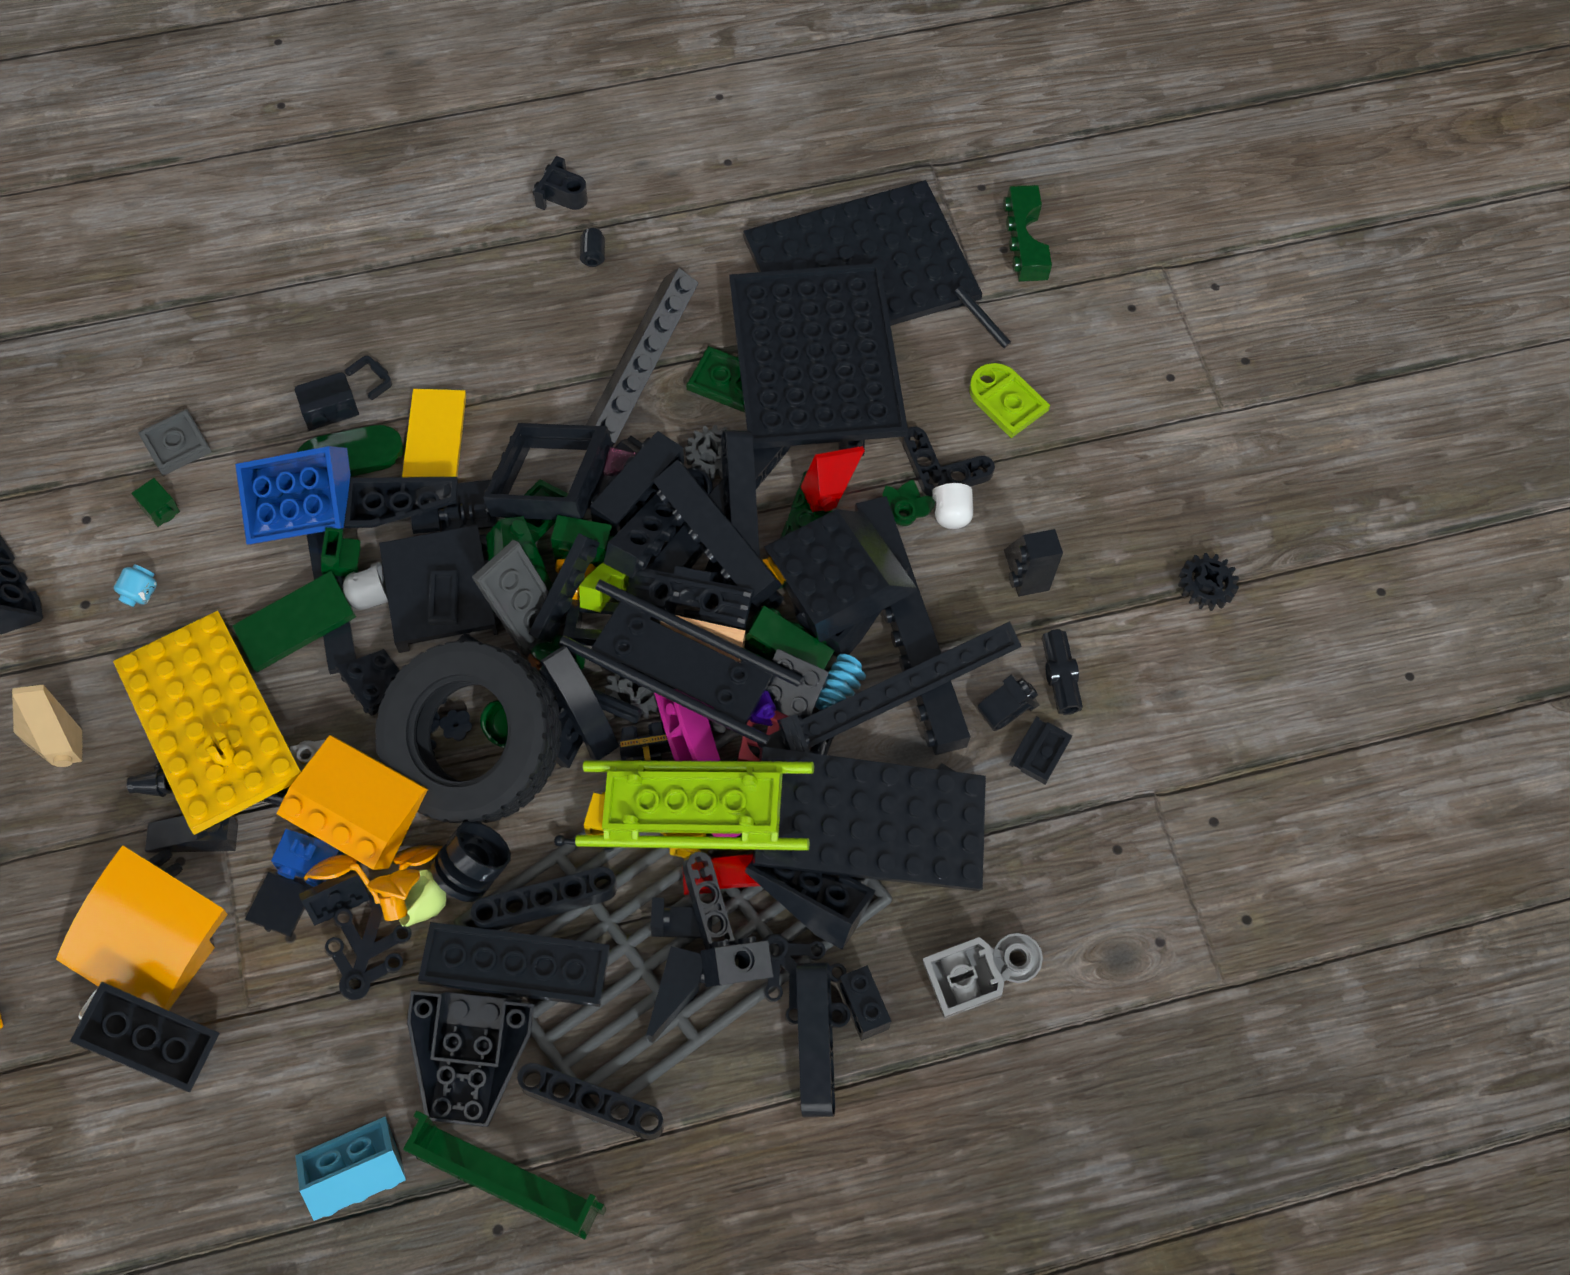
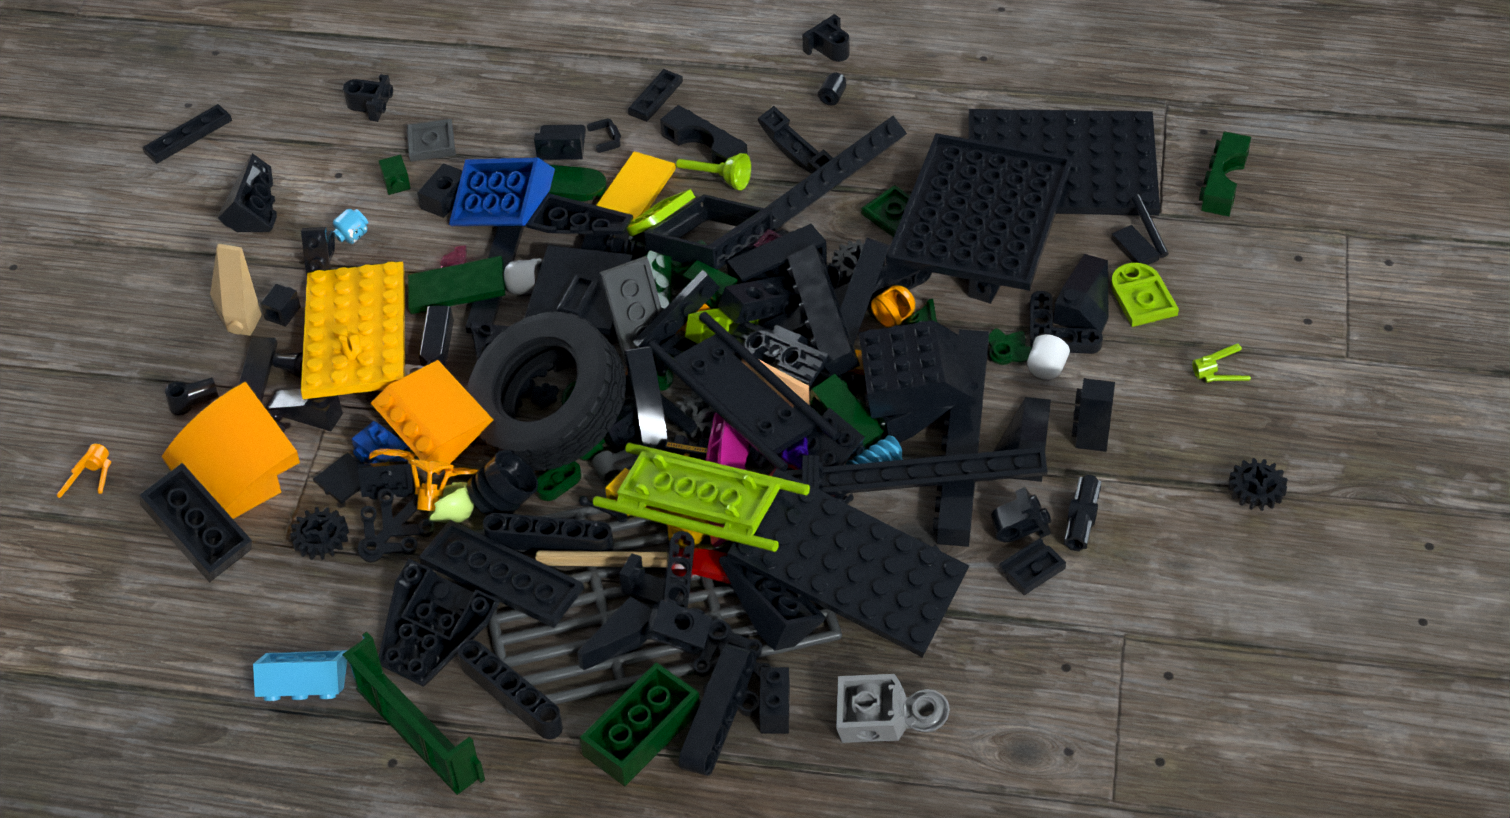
camera: 30 degrees right, 15 degrees down
(52, 864) = (183, 396): none -> black piece
(76, 409) = (368, 96): none -> black pin
(102, 713) = (280, 305): none -> black brick
(112, 807) = (258, 364): none -> black tile
(113, 630) = (317, 248): none -> black pin
(212, 516) = (440, 191): none -> black brick
(274, 586) = (456, 257): none -> clear pink tile
(280, 998) = (319, 533): none -> black gear
(303, 698) = (436, 335): none -> black piece
(339, 553) = (512, 243): dark green piece -> none
(402, 309) = (655, 95): none -> black tile
(454, 342) = (684, 127): none -> black arch
(481, 461) = (659, 212): none -> lime tile
(520, 826) = (557, 482): none -> dark green plate
(535, 382) = (735, 170): none -> lime piece
(571, 786) = (610, 465): none -> dark grey piece
(582, 329) = (790, 142): none -> black slope
(612, 905) = (598, 558): none -> tan axle
(744, 1087) = (640, 724): none -> dark green brick
(776, 495) = (893, 306): none -> light orange helmet
(829, 477) = (949, 300): red slope -> none
(955, 421) = (1084, 296): none -> black wedge
(968, 600) = (1027, 428): none -> black wedge
(976, 344) = (1135, 246): none -> black tile
(1104, 462) = (1207, 366): none -> lime plant

